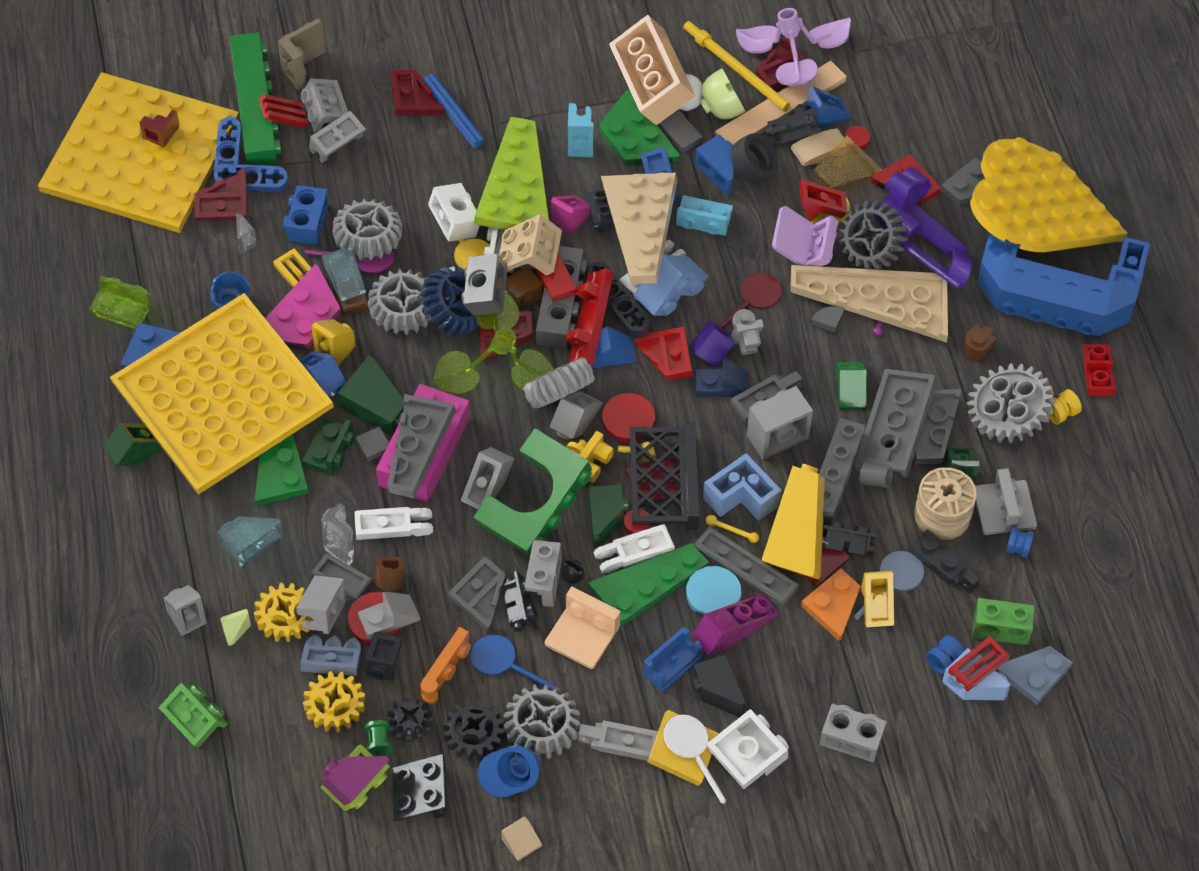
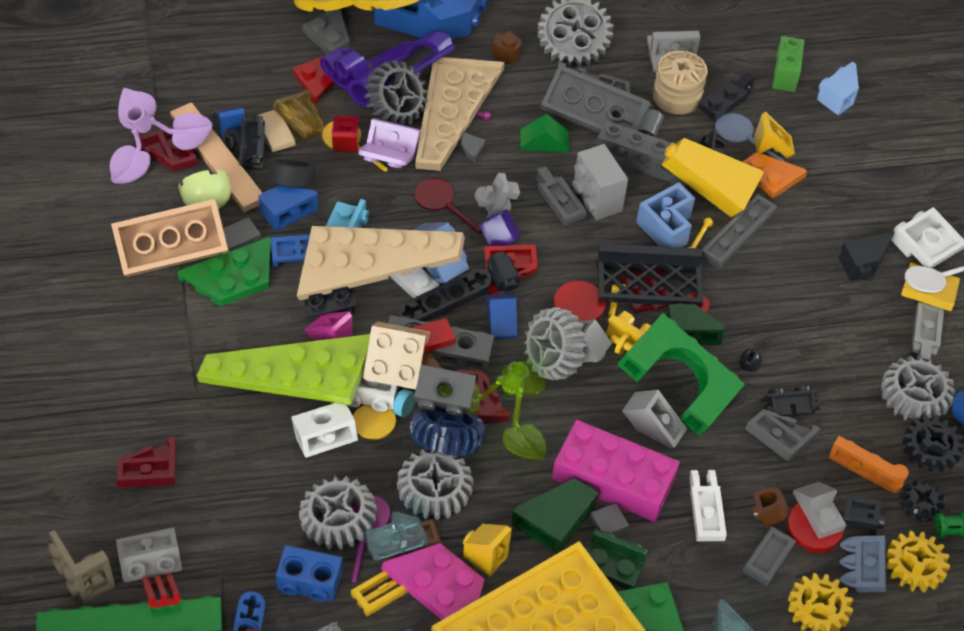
camera: 90 degrees left, 5 degrees down
(322, 602) = (814, 562): light grey hinge -> none
(324, 371) = (523, 557): blue slope -> none
(336, 135) = (203, 540): light grey hinge -> none
(337, 534) = (734, 548): clear bracket -> none
(419, 438) = (634, 456): dark grey wing -> none
(454, 111) = (178, 428): blue axle -> none
(496, 655) = (848, 423): blue piece -> none
(544, 570) = (764, 371): light grey bracket -> none
(580, 133) = (237, 309): medium azure hinge -> none
(584, 628) = (818, 352): light nougat bracket -> none
(591, 316) = (473, 316): red hinge -> none
(635, 548) = (727, 307): white hinge -> none
(647, 340) = (503, 272): none -> black brick
(647, 582) = (766, 311): green wing -> none
(672, 660) = (841, 290): blue hinge -> none
(704, 39) = (121, 205): yellow bar -> none
(712, 589) = (767, 255): medium azure tile -> none
(722, 382) = (541, 230): dark blue slope -> none
(732, 623) = (804, 242): magenta slope -> none
(850, 738) = (900, 170): light grey brick -> none
(859, 136) = (264, 103): red tile -> none
(945, 654) = (821, 104): blue wheel -> none
(963, 460) = (635, 69): dark green slope -> none
(963, 677) = (836, 78): red tile -> none
(1019, 542) = (710, 45): blue wheel -> none
(1036, 672) = (827, 54): sand blue wing -> none

